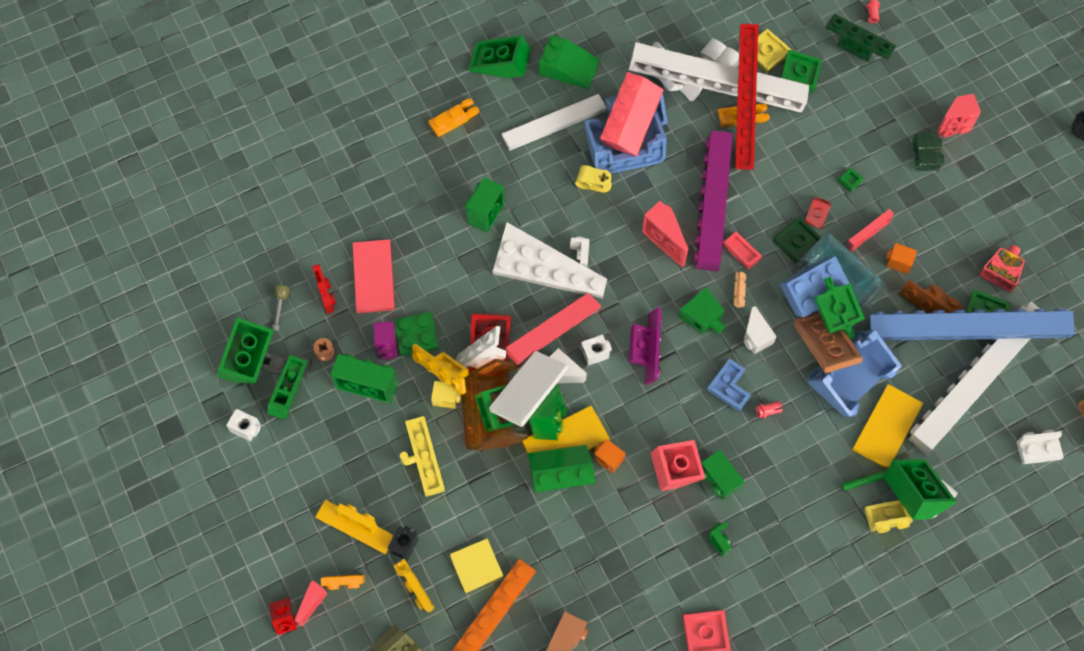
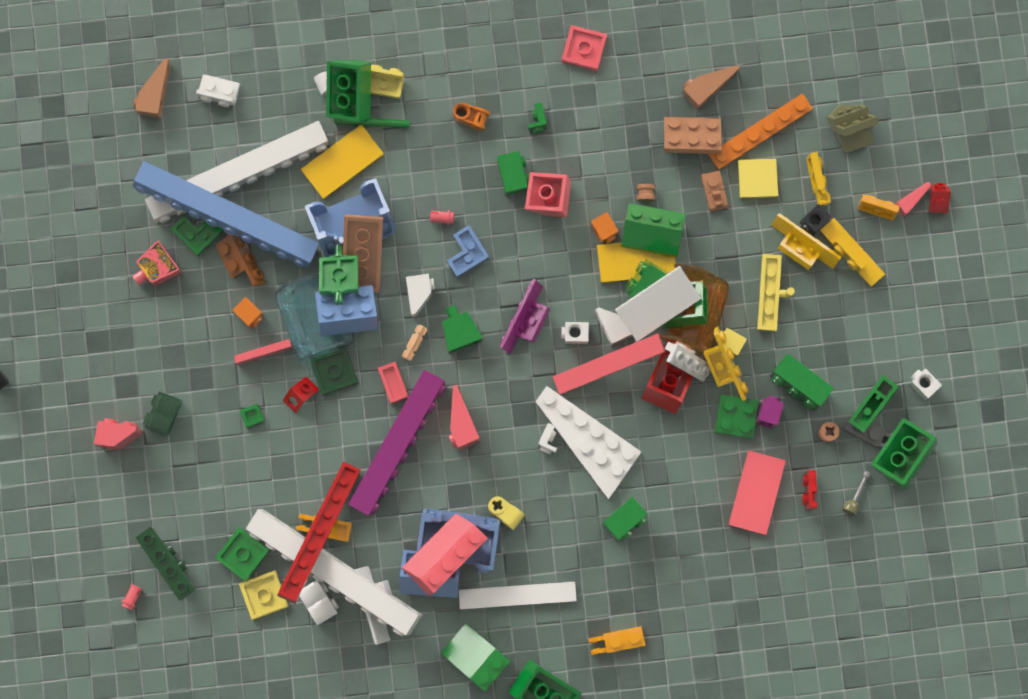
camera: 160 degrees left, 15 degrees up
(408, 510) = (803, 246): none -> yellow bracket
(515, 536) = (714, 191): none -> nougat plate
(559, 581) = (692, 135): none -> nougat plate
(582, 505) = (646, 192): none -> nougat wheel
(786, 515) = (472, 116): none -> orange piece

